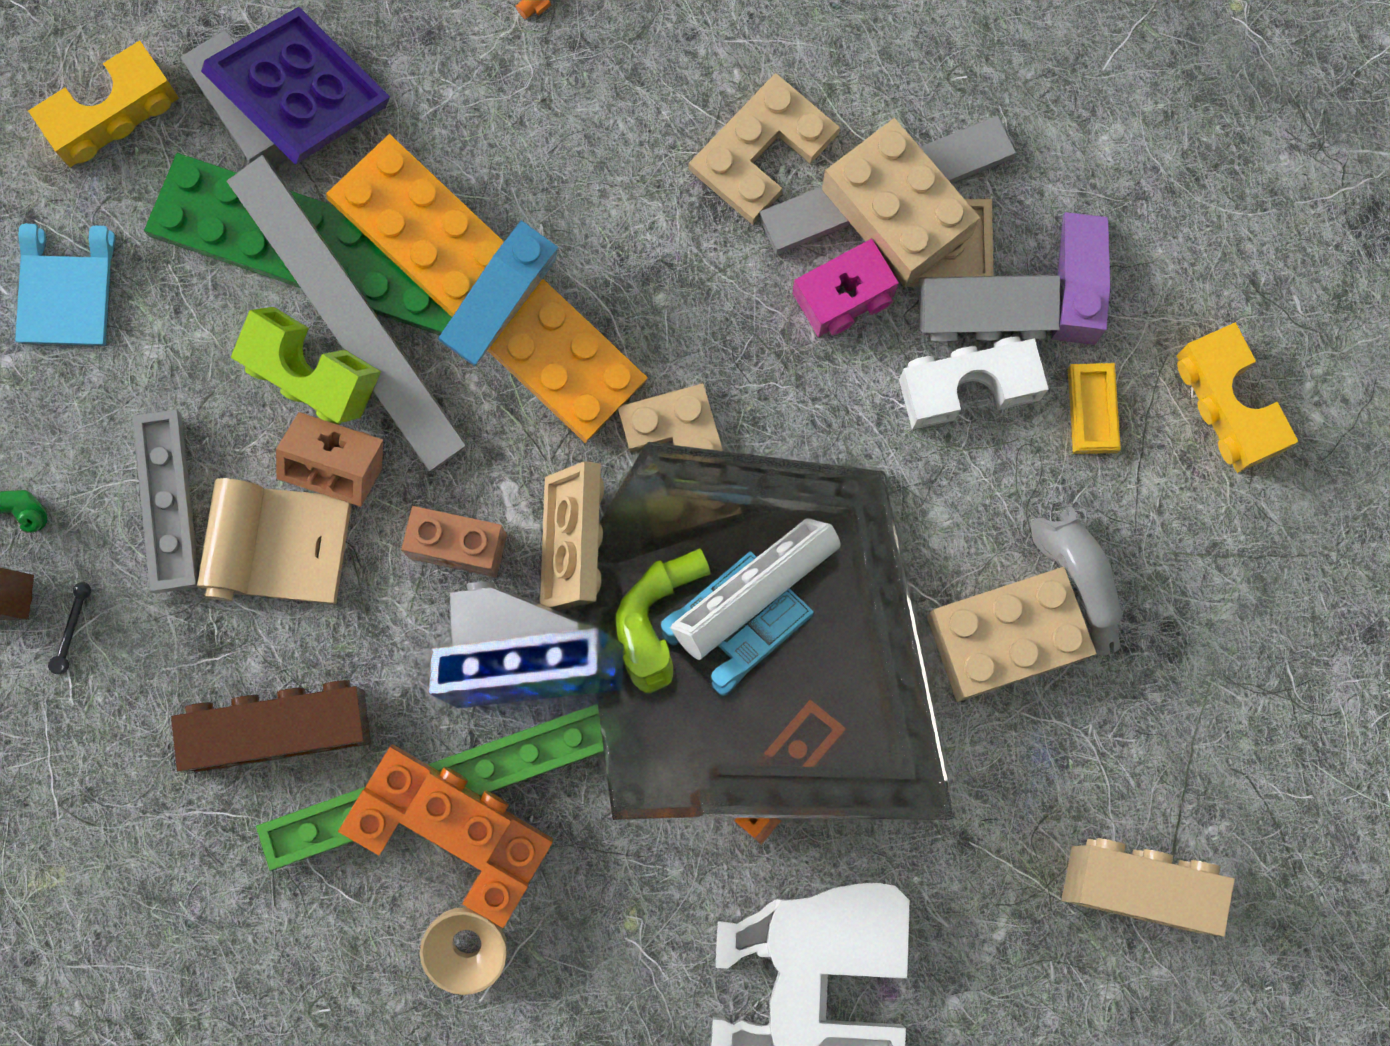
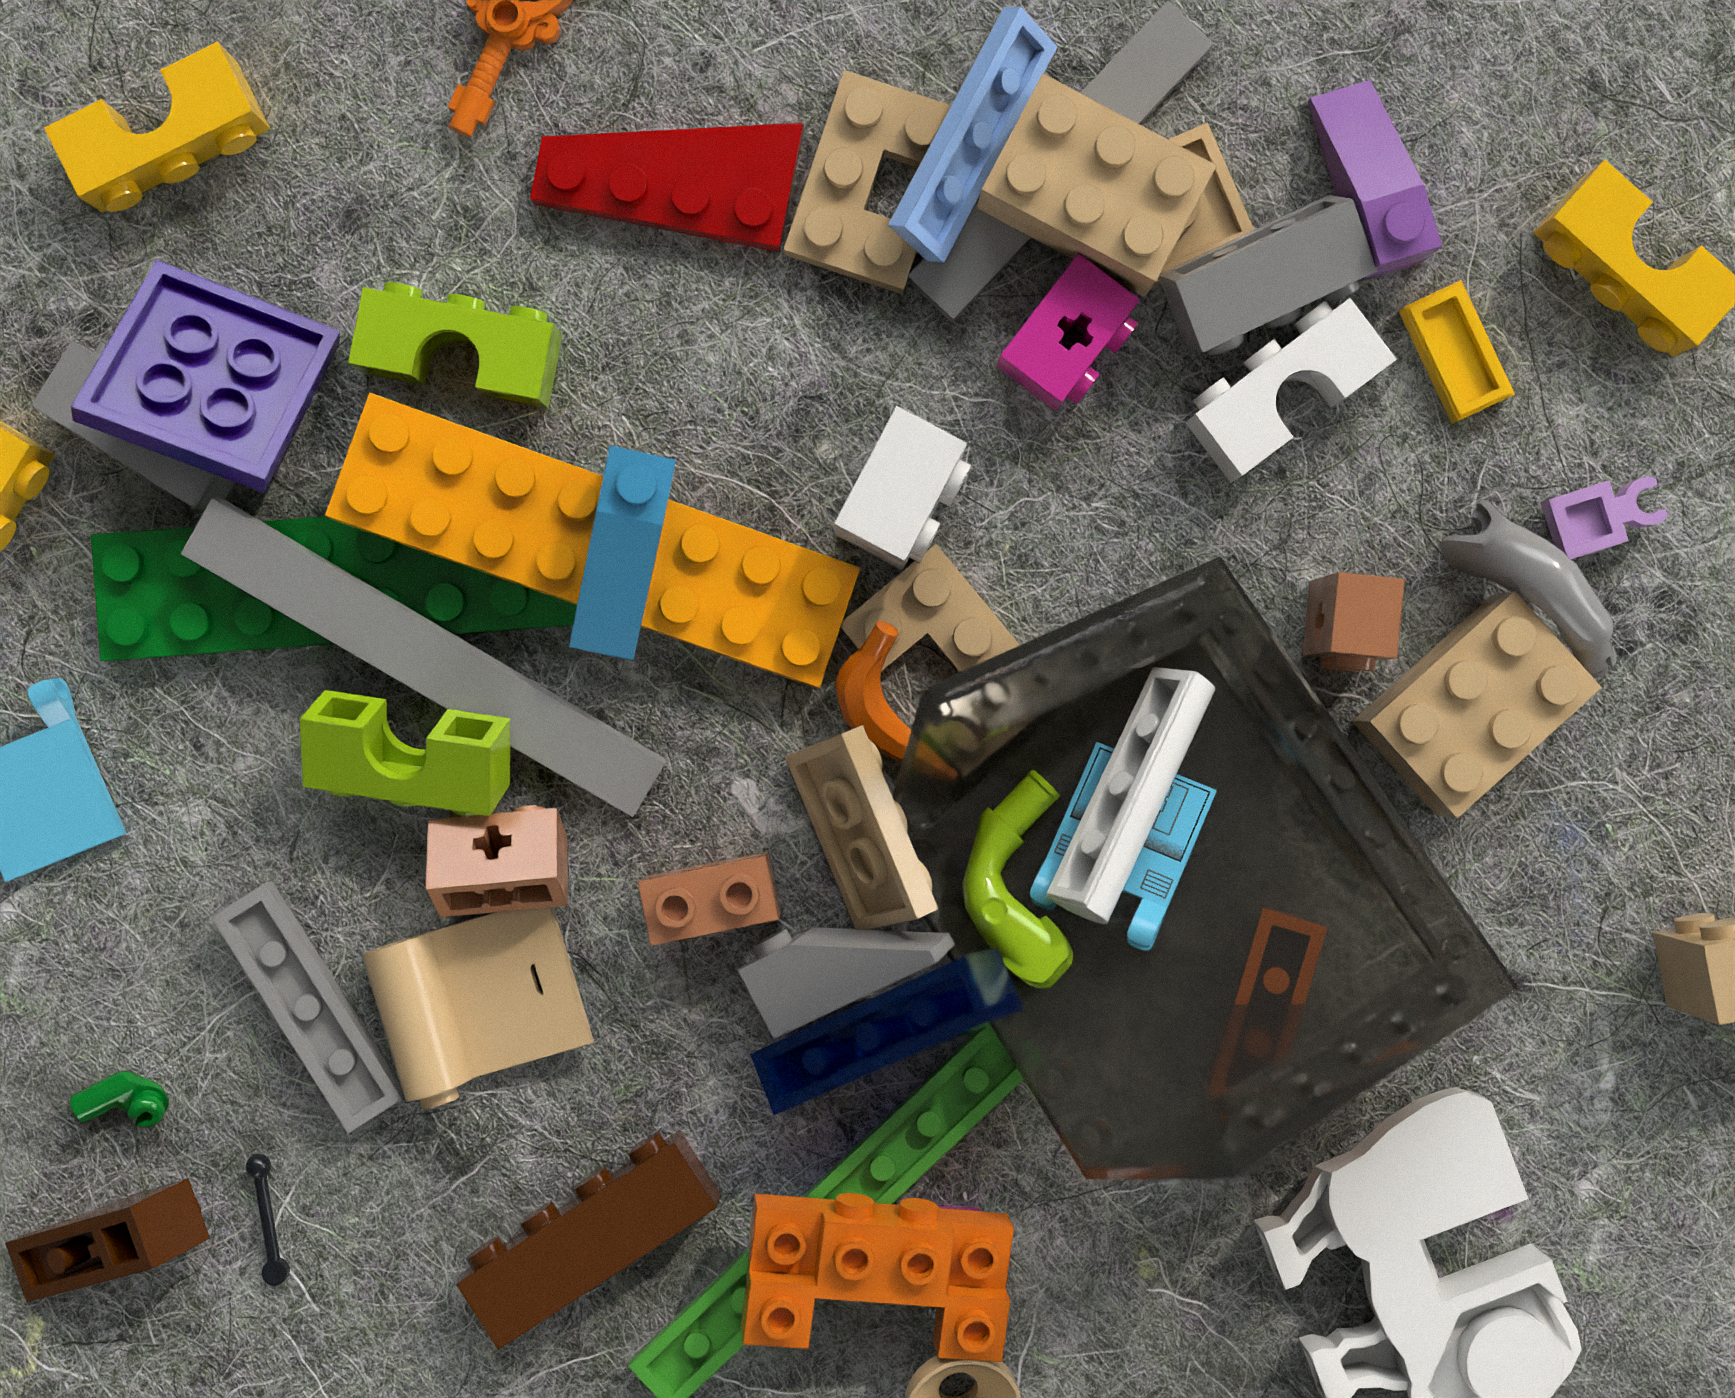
camera: 25 degrees left, 10 degrees up
(429, 112) = (402, 332): none -> lime arch
(613, 451) = (862, 697): none -> orange piece
(647, 99) = (686, 181): none -> red wing
(694, 335) = (901, 488): none -> white brick
(804, 164) = (973, 135): none -> light blue plate
(950, 541) = (1353, 620): none -> nougat brick
(1139, 550) = (1595, 517): none -> lavender plate

